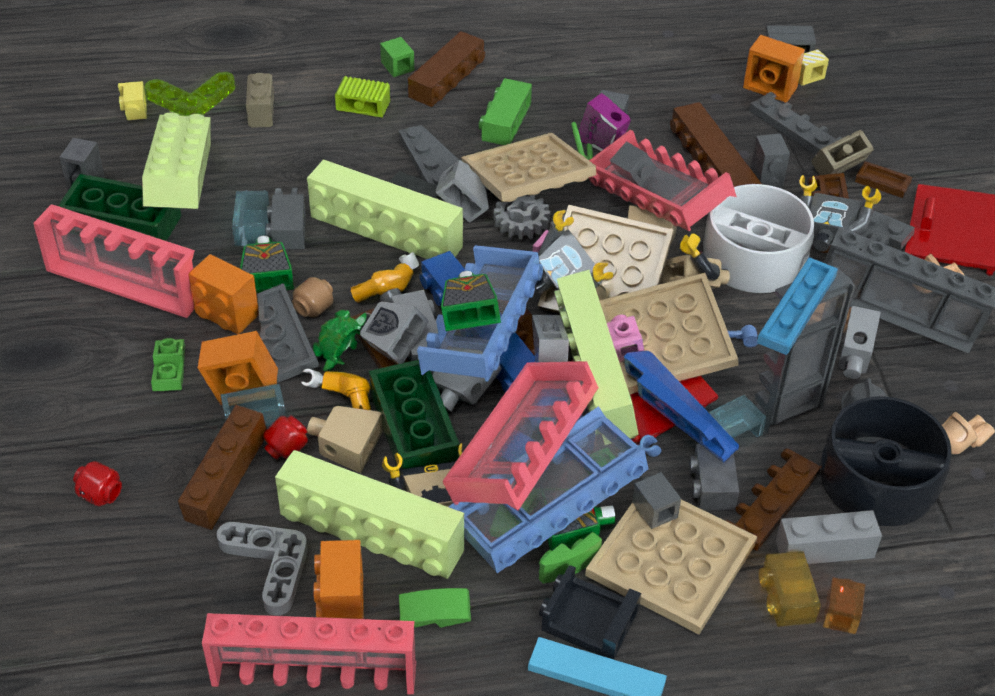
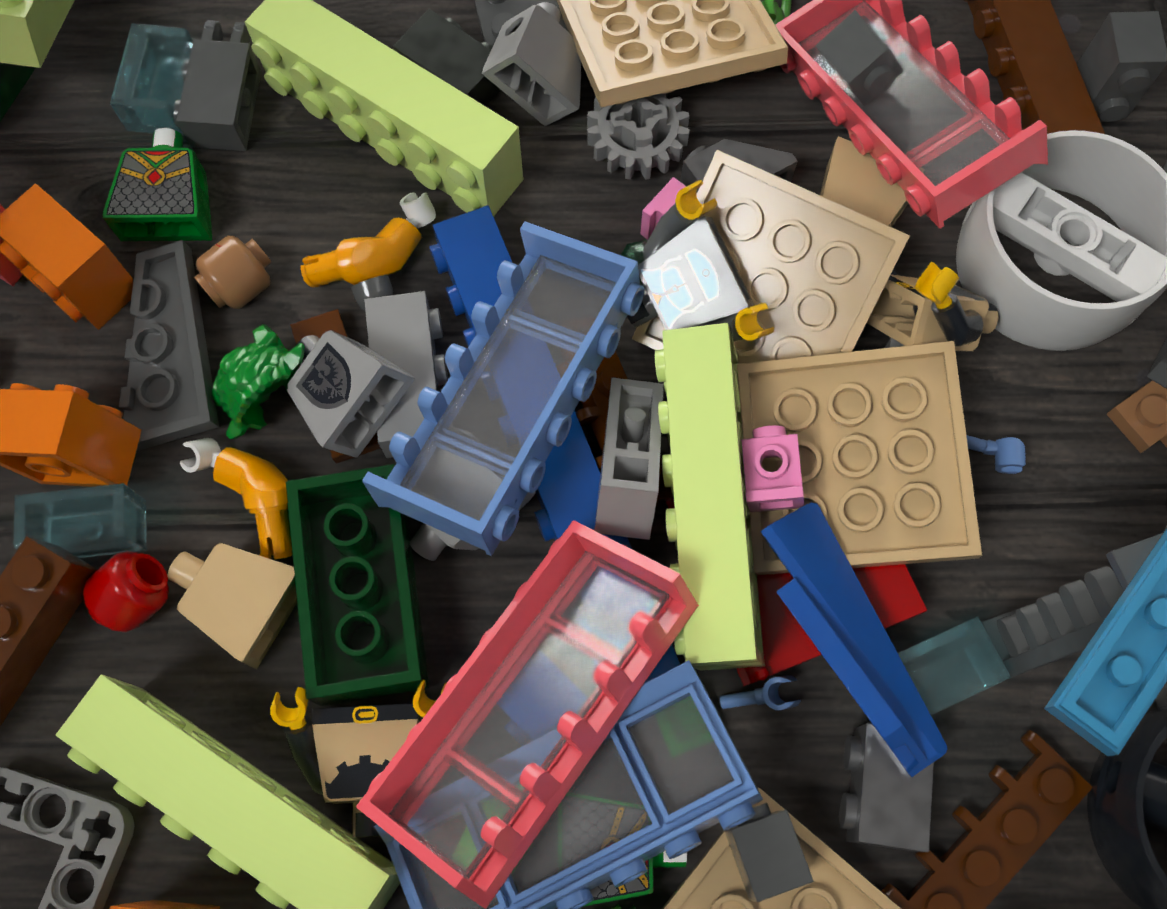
camera: 10 degrees right, 25 degrees up
(469, 302) = (474, 385): torso -> none

